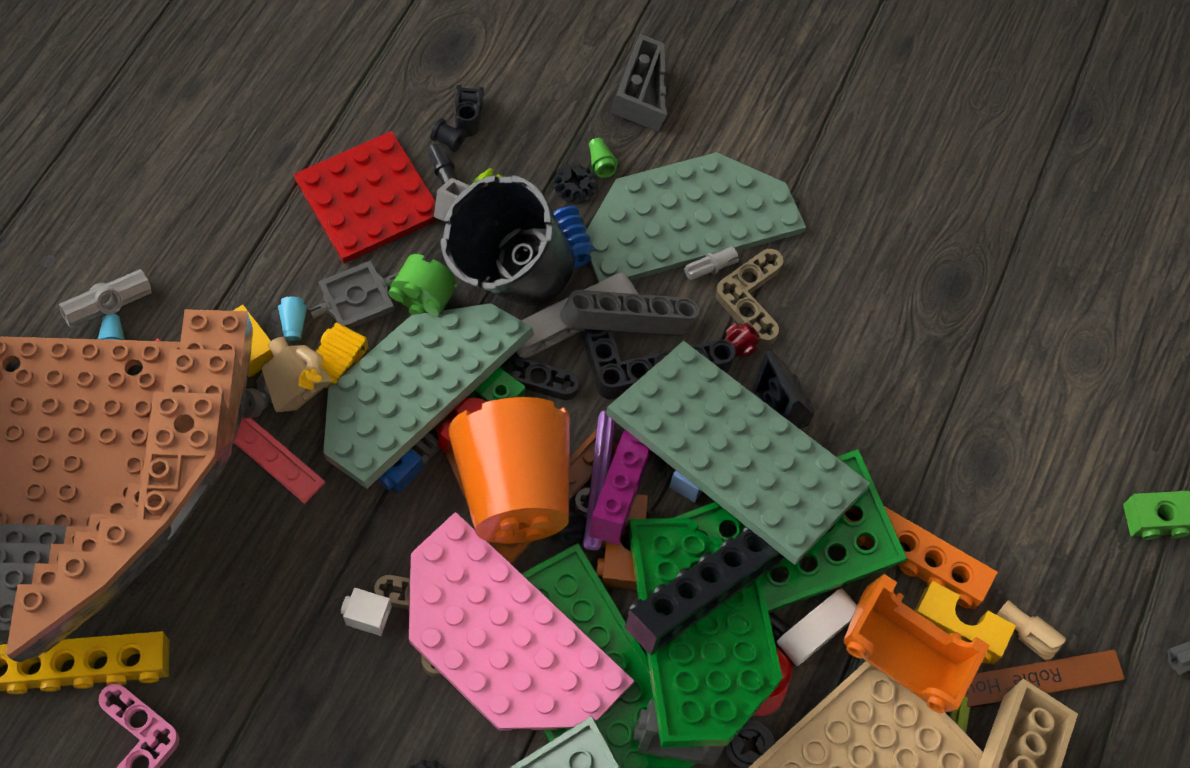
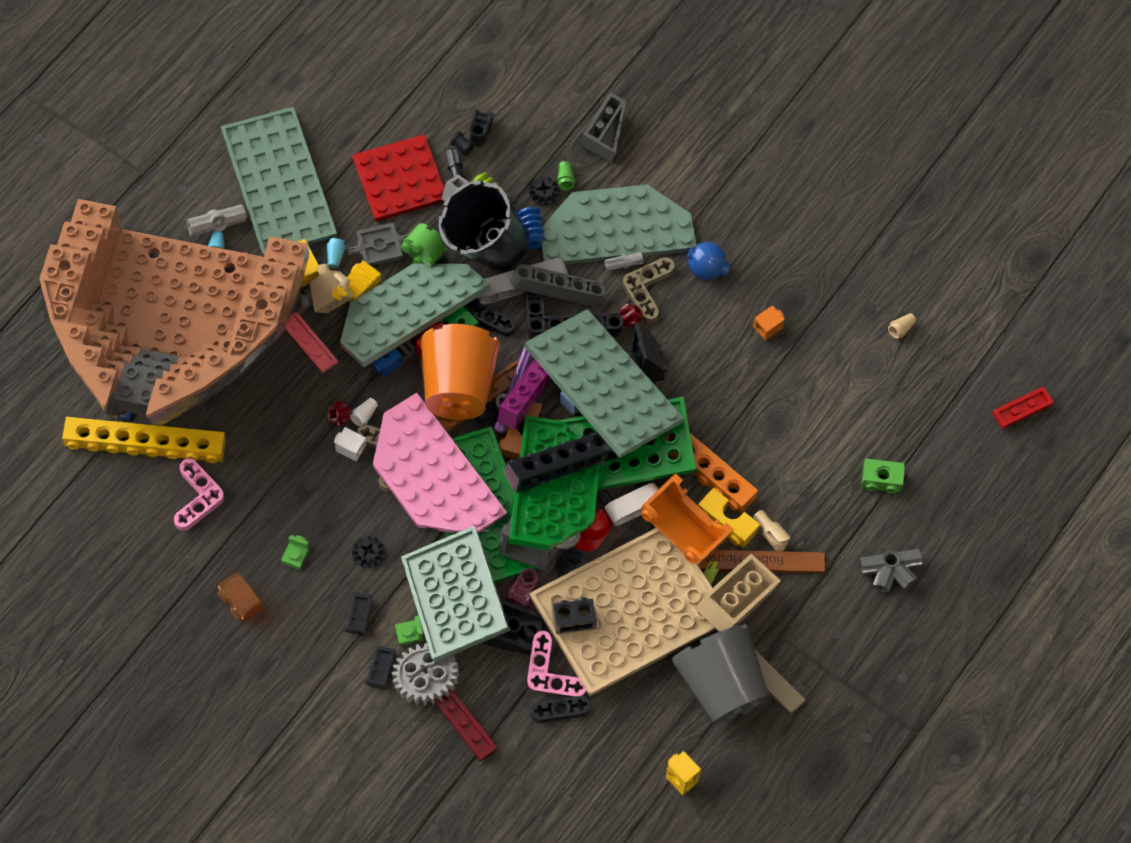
camera: 15 degrees right, 0 degrees up
(191, 225) = (278, 179): none -> sand green plate
(341, 565) = (339, 413): none -> dark red gear
(378, 556) = (362, 413): none -> white cone
(829, 244) = (708, 261): none -> blue brick
(935, 317) = (769, 322): none -> orange brick
(1114, 292) = (901, 326): none -> tan cone

